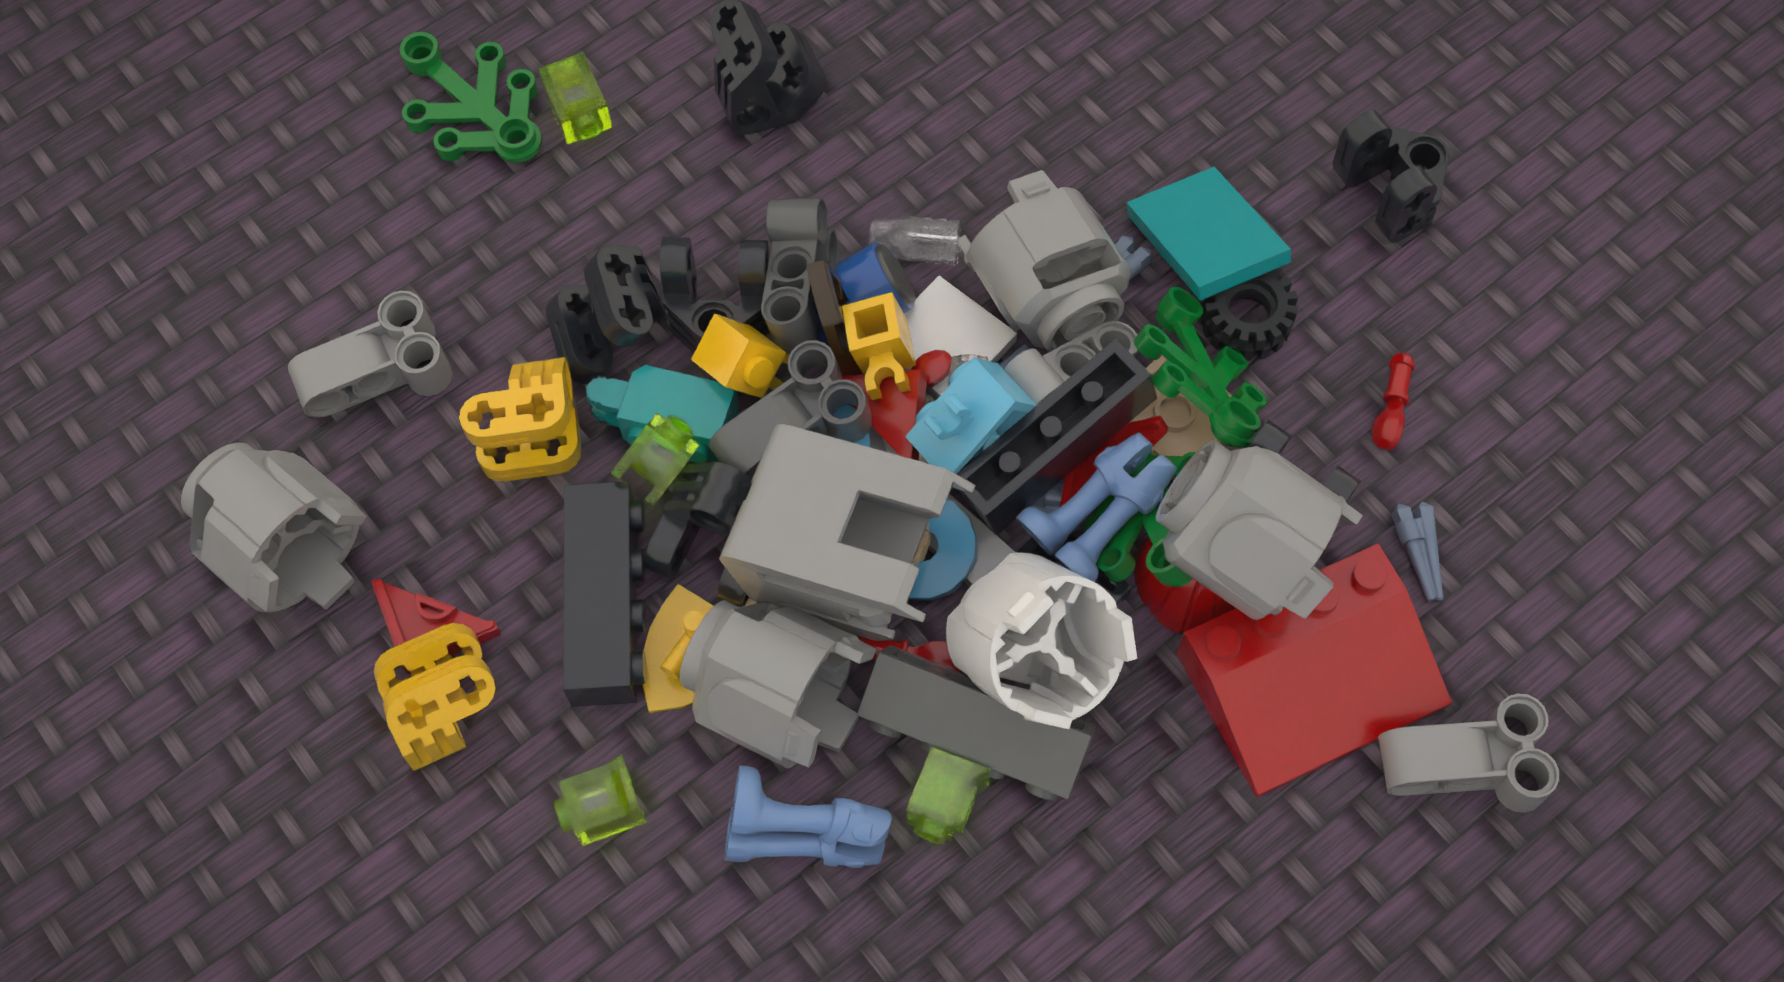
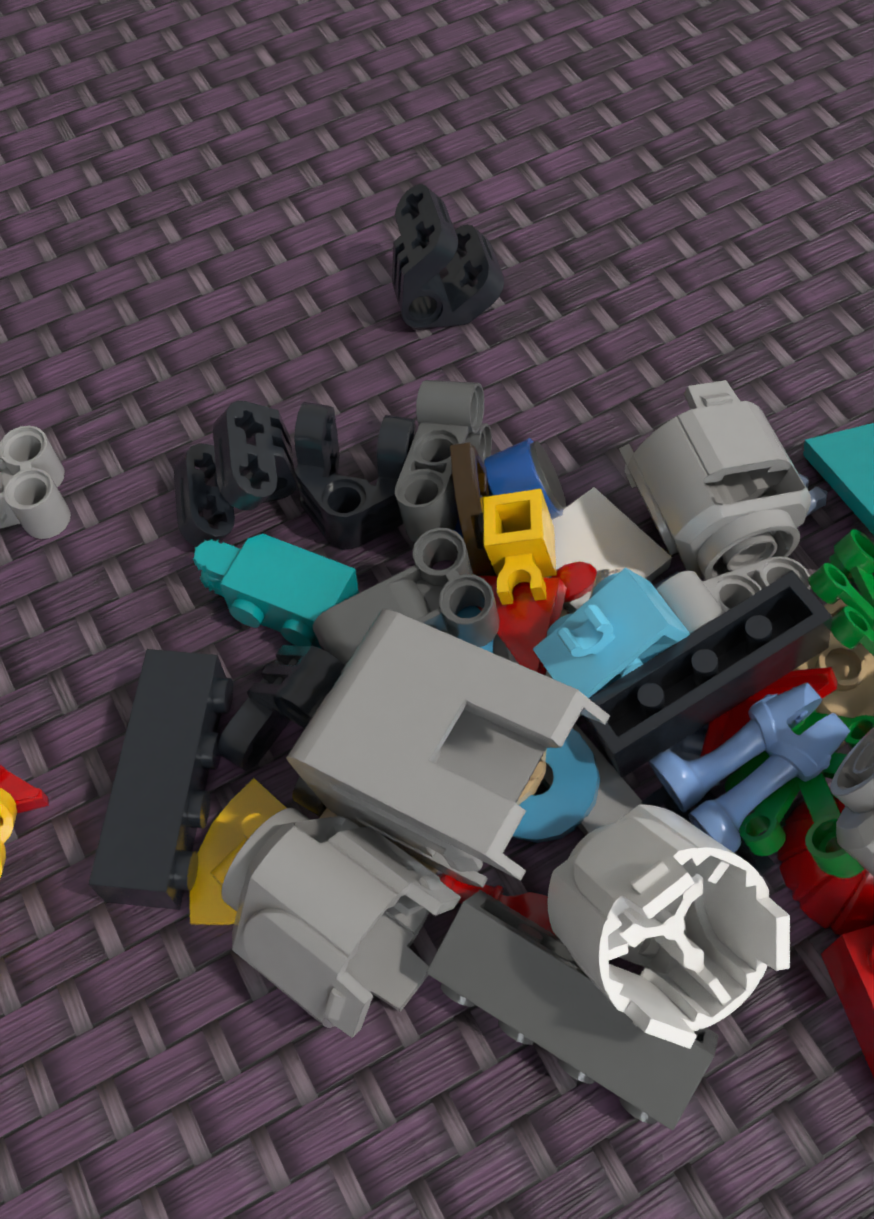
camera: 10 degrees right, 5 degrees down
(472, 104) = (183, 301): green plant -> none
(525, 419) = (155, 566): yellow piece -> none
(575, 98) = (252, 271): clear neon green window -> none
(599, 802) = (102, 1029): clear neon green window -> none
(659, 453) = (255, 628): clear neon green window -> none
(739, 356) = (363, 537): yellow brick -> none
(837, 832) = (377, 1121): medium blue piece -> none
(919, 238) = (562, 445): clear hinge -> none
(944, 795) = (517, 1095): clear neon green window -> none

